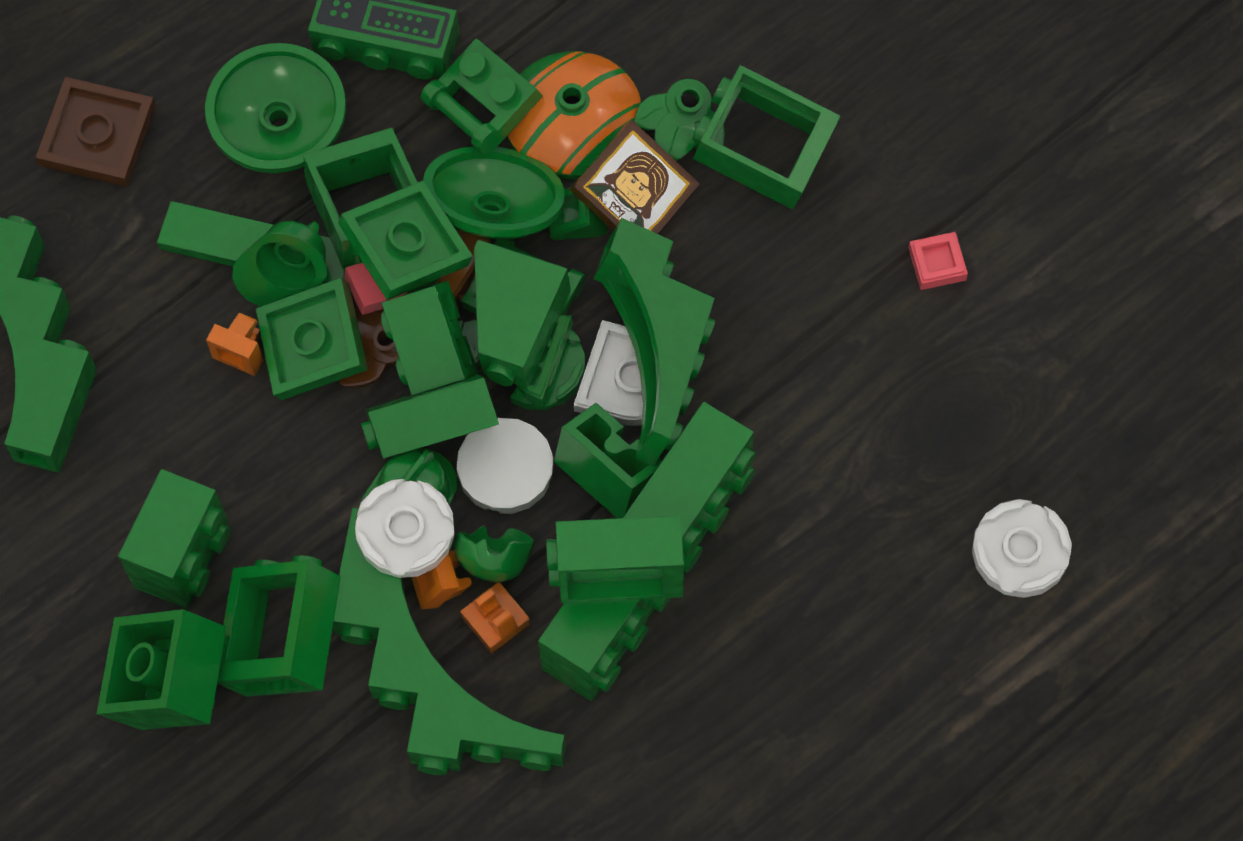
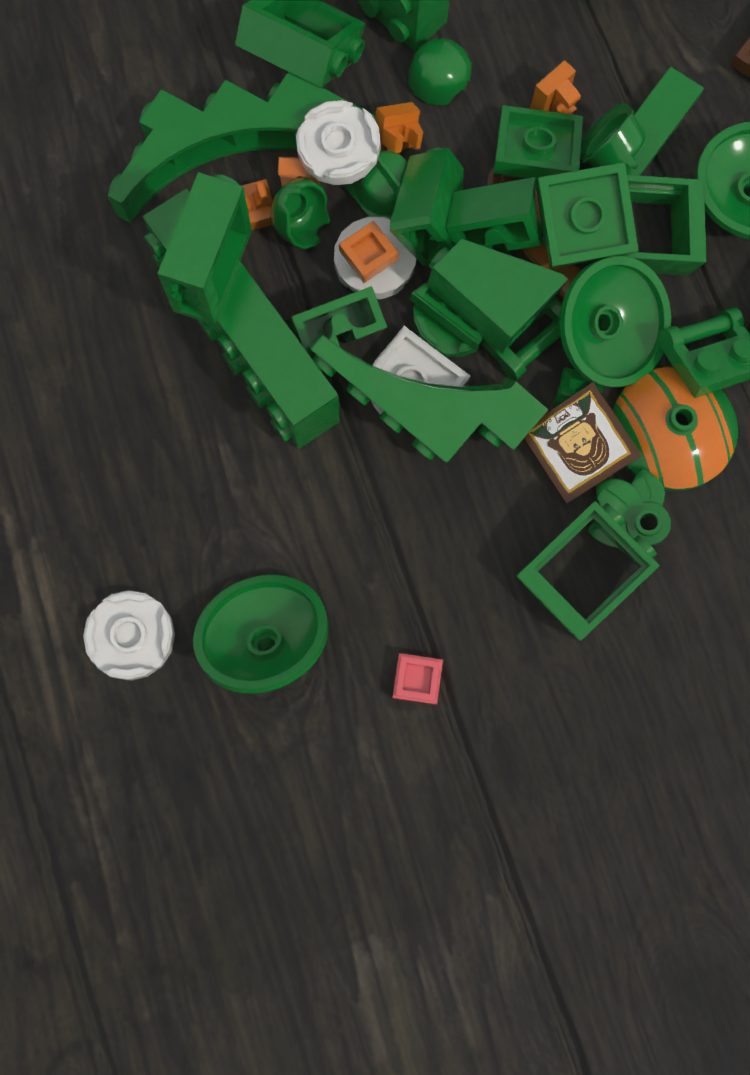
camera: 105 degrees right, 10 degrees up
(251, 480) = (439, 71): none -> green hair
(346, 480) = (399, 127): none -> orange tile
(518, 453) = (368, 251): none -> orange tile
(935, 398) = (257, 616): none -> green dish

